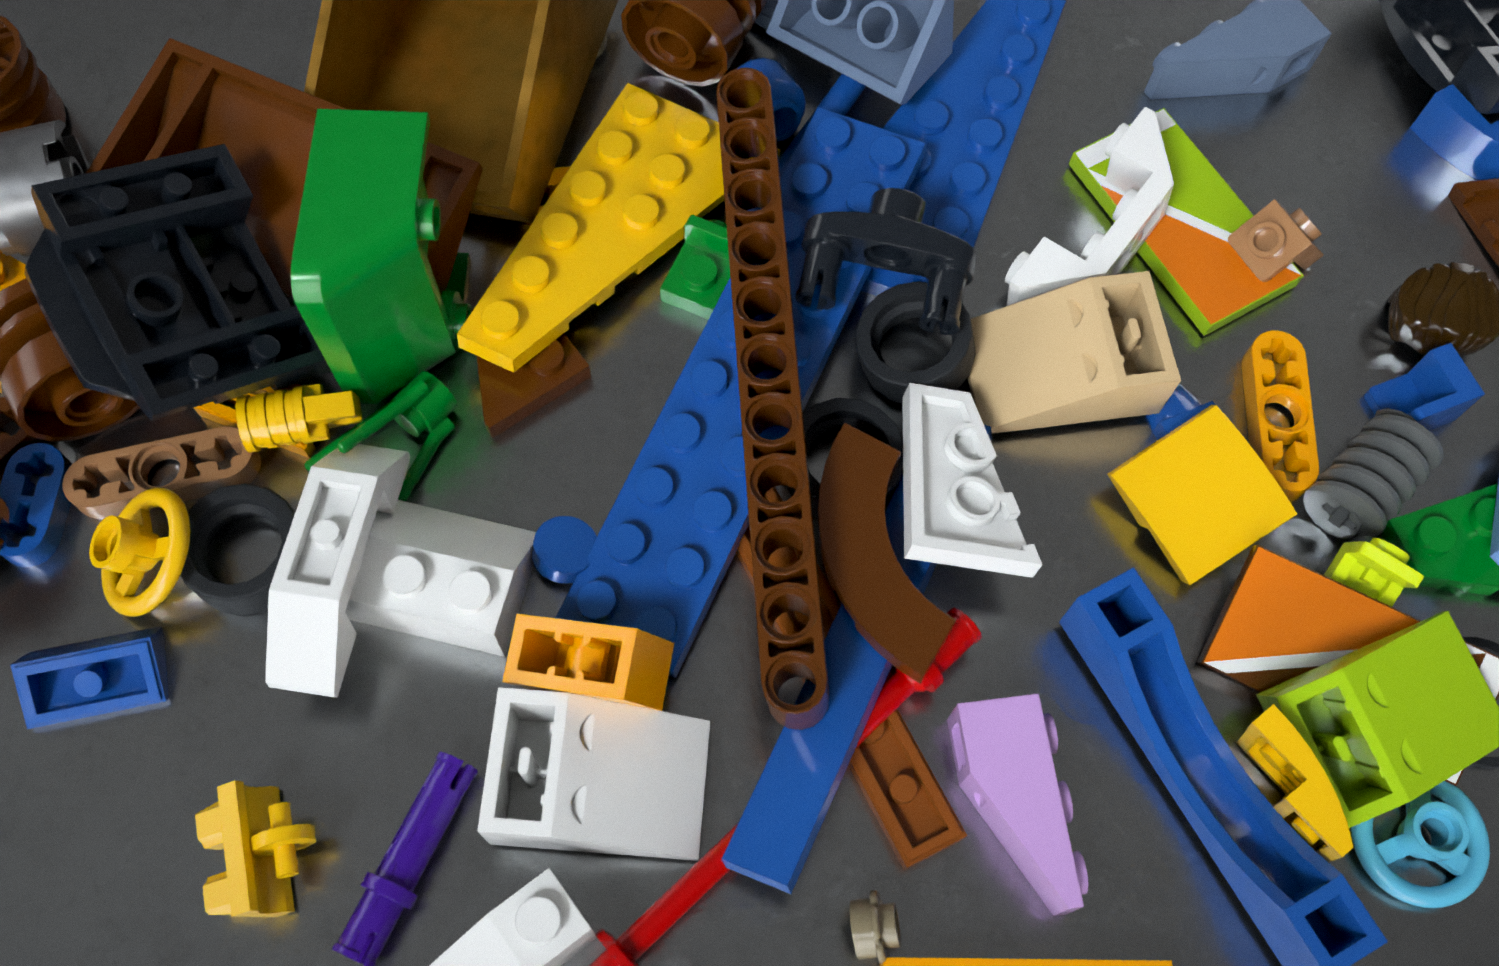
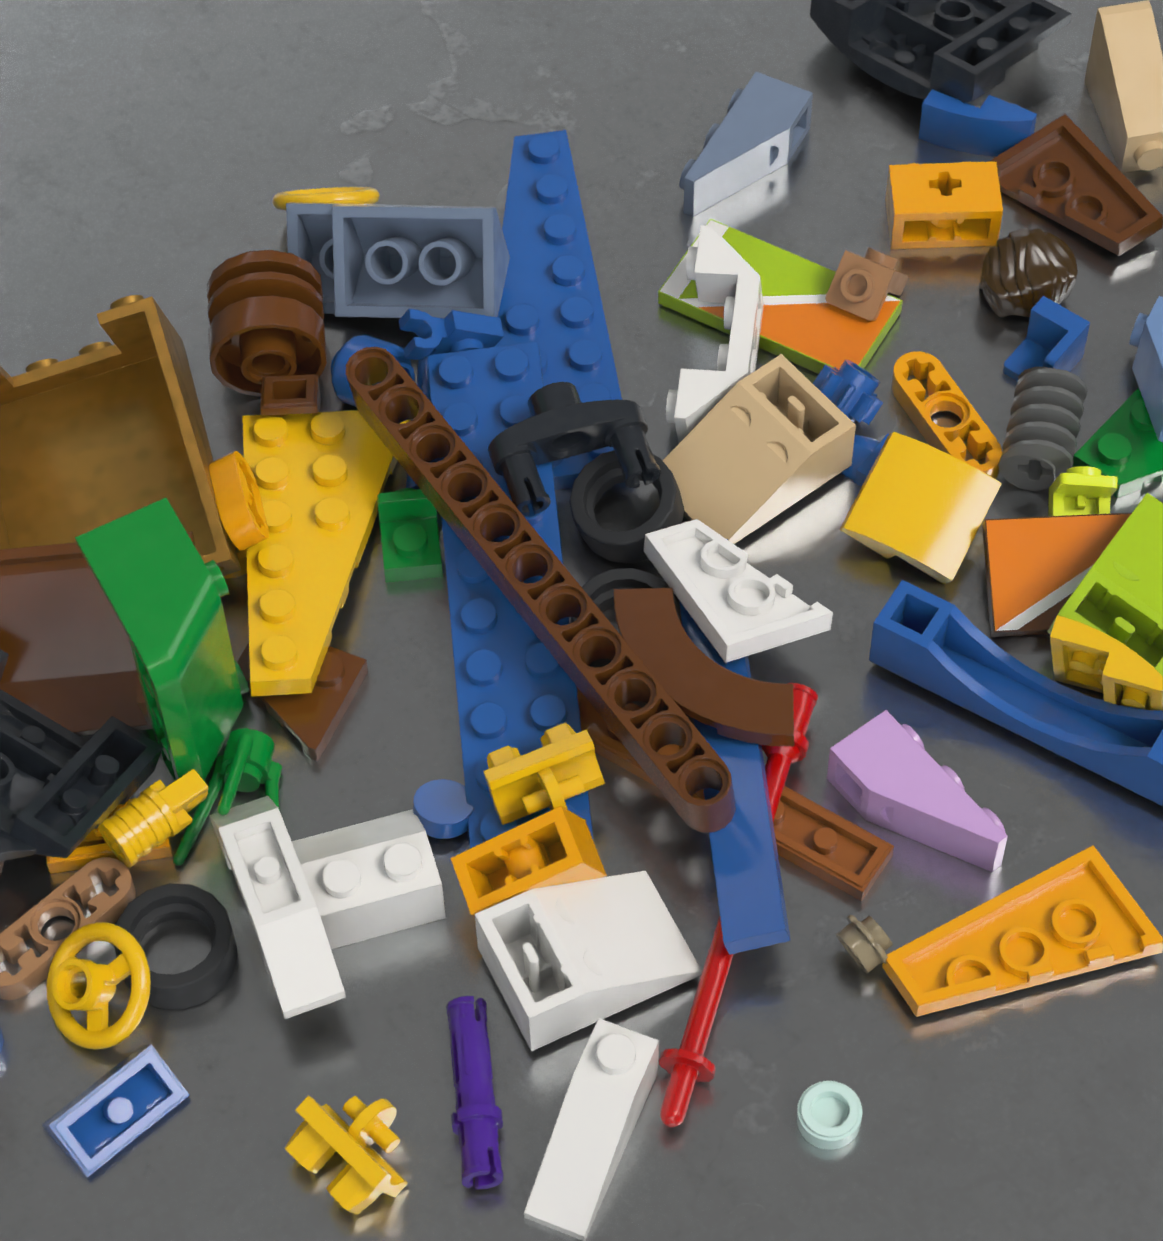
camera: 25 degrees left, 10 degrees down
(556, 156) = (238, 500): none -> light orange beam
(657, 581) = (544, 776): none -> yellow hips
(678, 85) = (290, 395): none -> reddish brown slope
(852, 97) = (454, 333): none -> blue plate
(1198, 340) = (850, 390): none -> blue gear
(1400, 202) = (943, 205): none -> light orange brick

